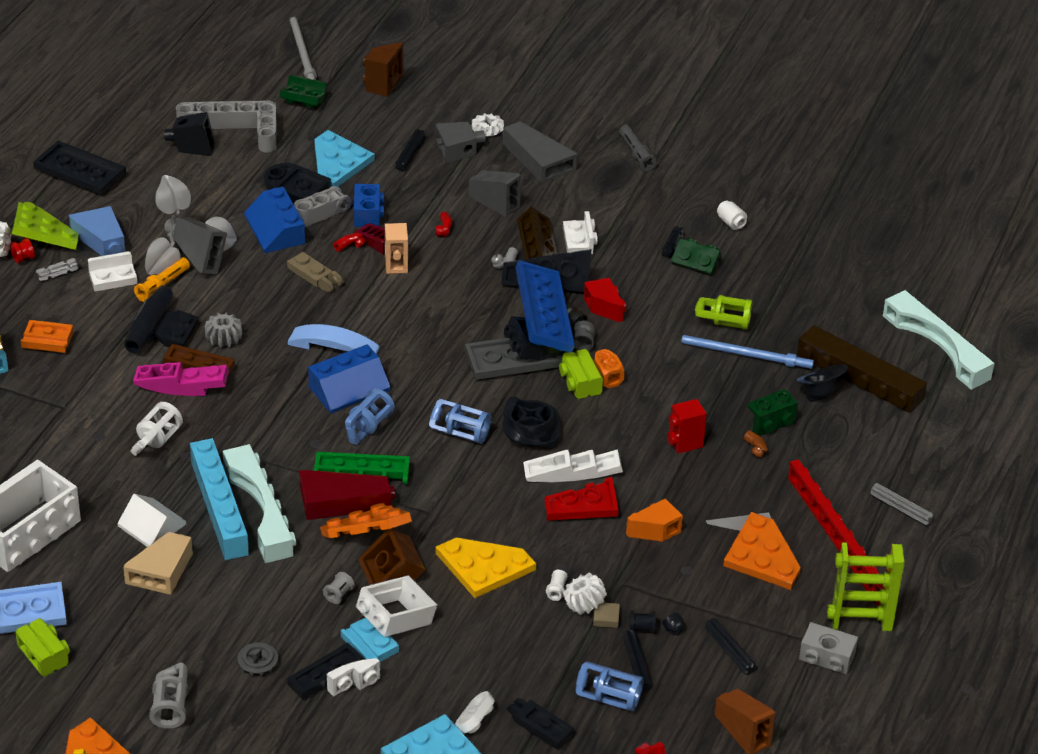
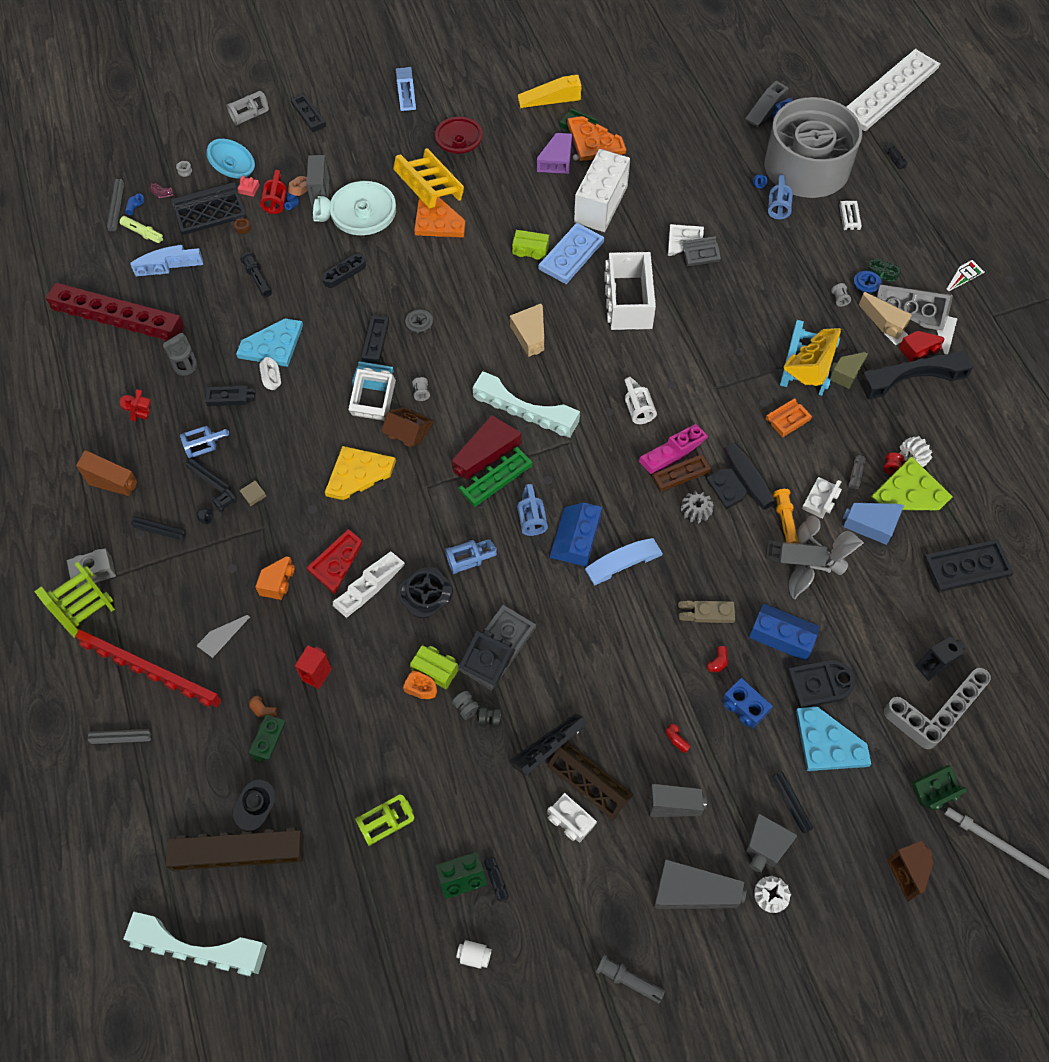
camera: 140 degrees right, 20 degrees up
(148, 520) = (571, 355): white slope -> none
(170, 694) = (440, 265): light grey piece -> none
(219, 499) = (548, 387): medium azure brick -> none
(322, 205) = (773, 685): light grey piece -> none
(358, 522) = (443, 433): orange plate -> none
(358, 673) = (355, 346): white slope -> none
(373, 241) = (700, 688): dark red slope -> none
(396, 248) = (671, 665): light nougat brick -> none
(510, 256) = (596, 739): light grey arm -> none
(544, 306) = (505, 686): blue plate -> none
(556, 587) = (297, 485): white pin -> none
(585, 593) = (271, 487): white gear -> none
(604, 299) = (486, 756): red slope -> none
(763, 553) = (189, 616): orange plate -> none
(789, 360) = (299, 817): medium blue bar -> none

